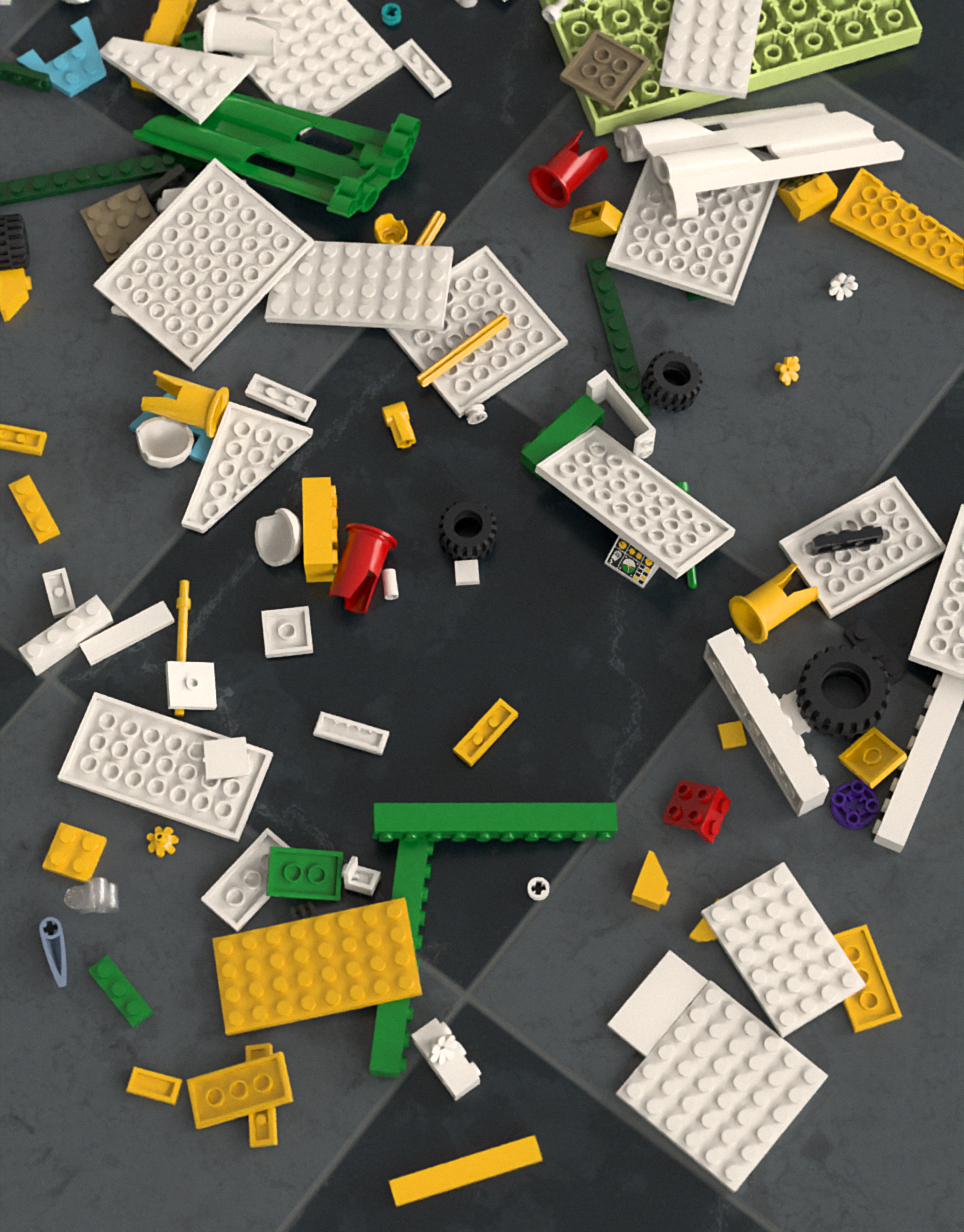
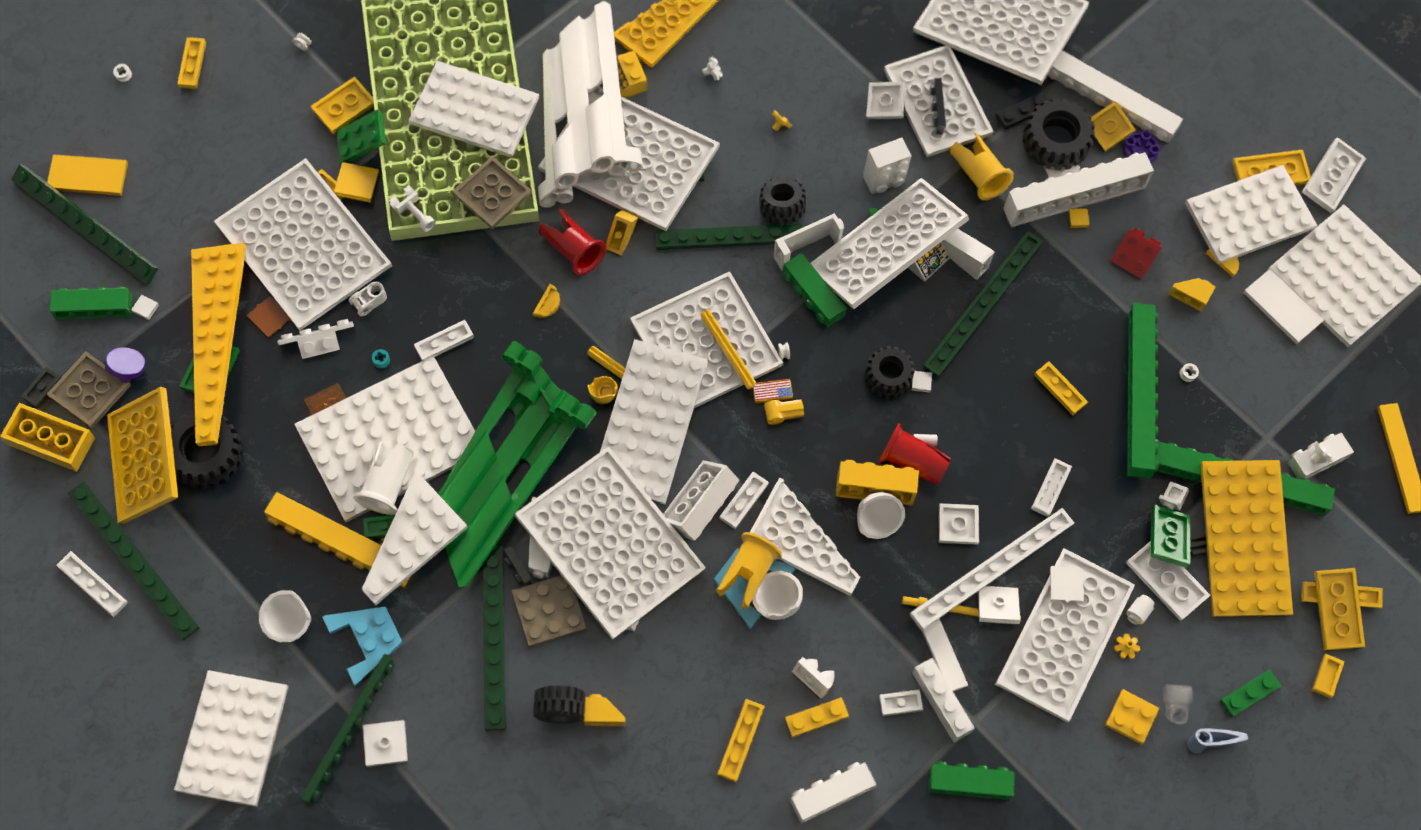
camera: 85 degrees left, 0 degrees up
(74, 506) = (818, 682): none -> white tile
(206, 849) = (1140, 610): none -> white brick
(234, 673) = (991, 569): none -> white plate
(272, 351) = (700, 499): none -> white slope
(424, 410) = (772, 391): none -> tile
(493, 164) = (548, 304): none -> yellow tile
(585, 630) = (982, 304): none -> dark green plate
(646, 599) = (968, 253): none -> white slope
(740, 486) = (886, 166): none -> white brick
(843, 482) = (886, 100): none -> white plate
(871, 1060) = (1333, 175): none -> white tile

